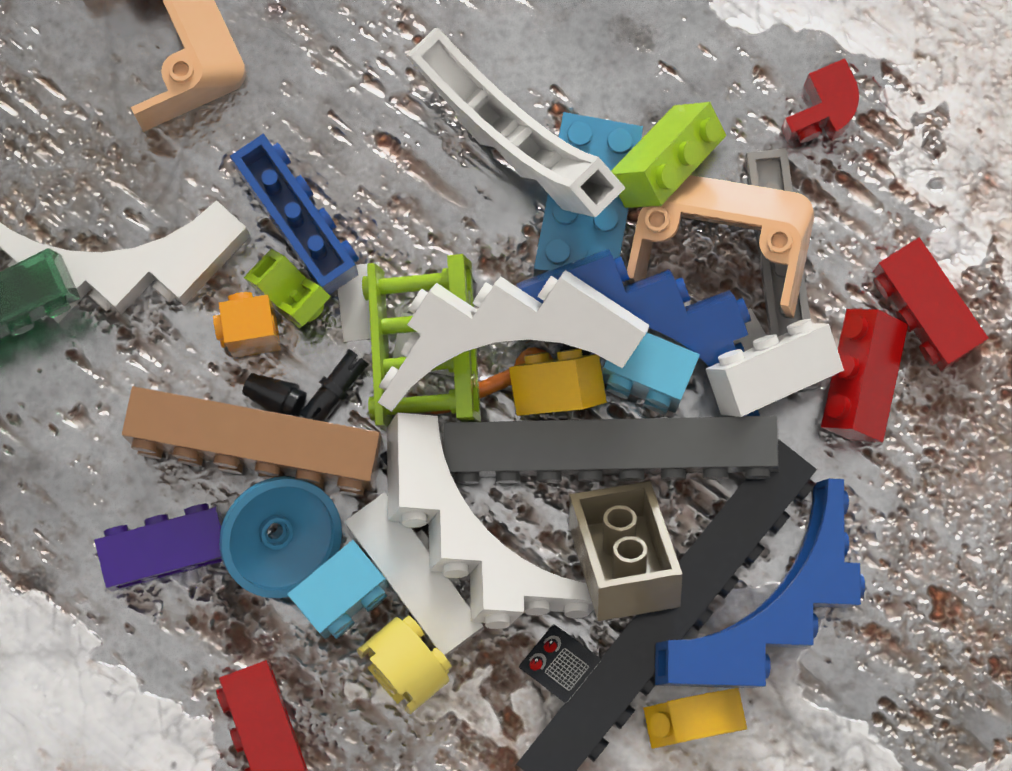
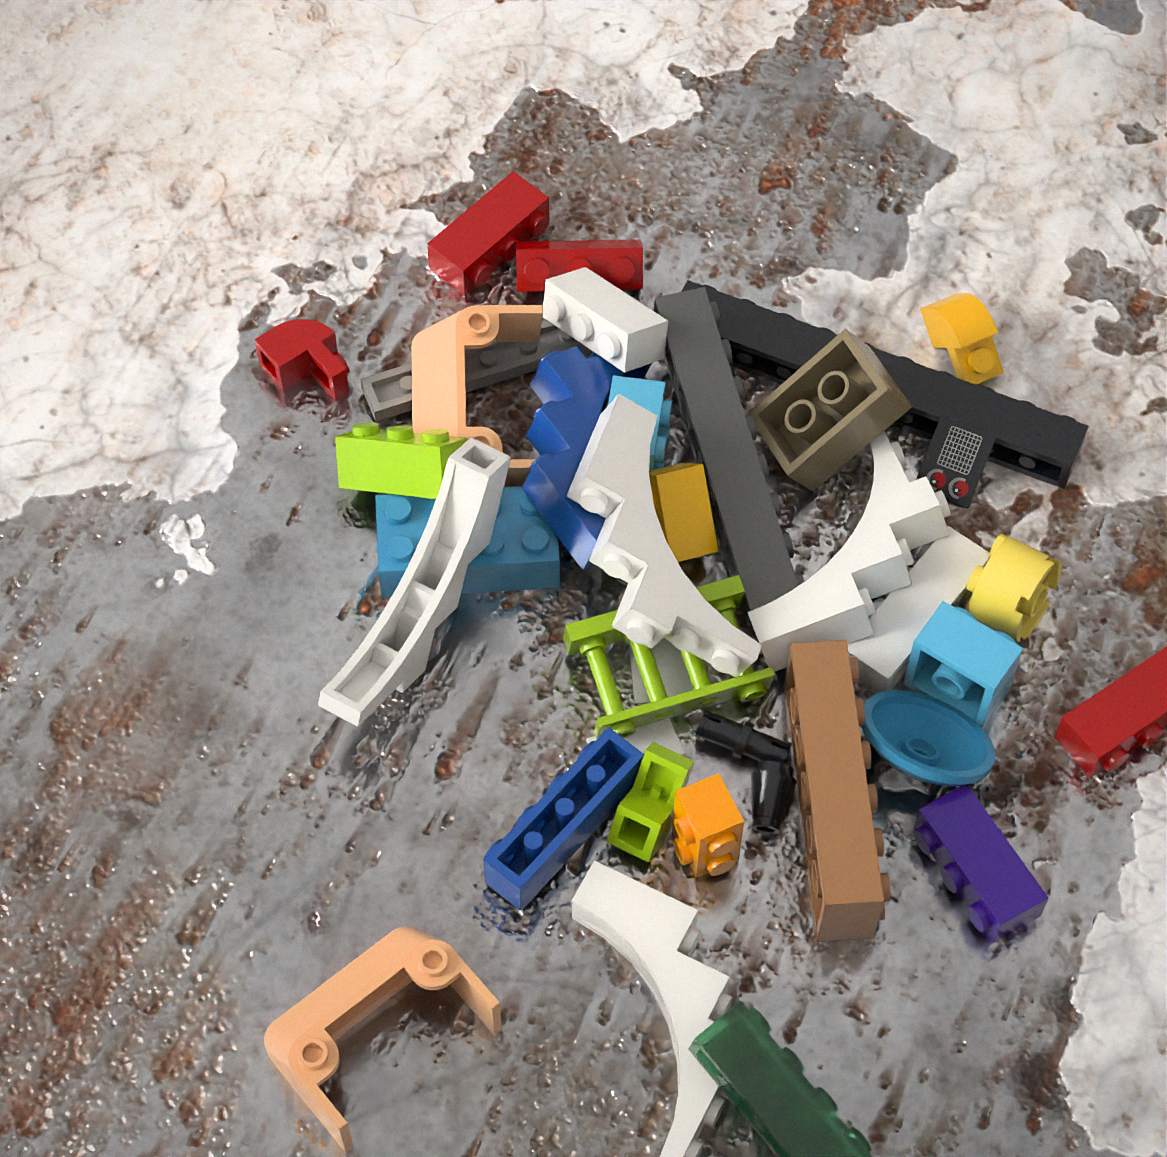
camera: 105 degrees left, 20 degrees down
(786, 619) = (843, 279): blue arch -> none

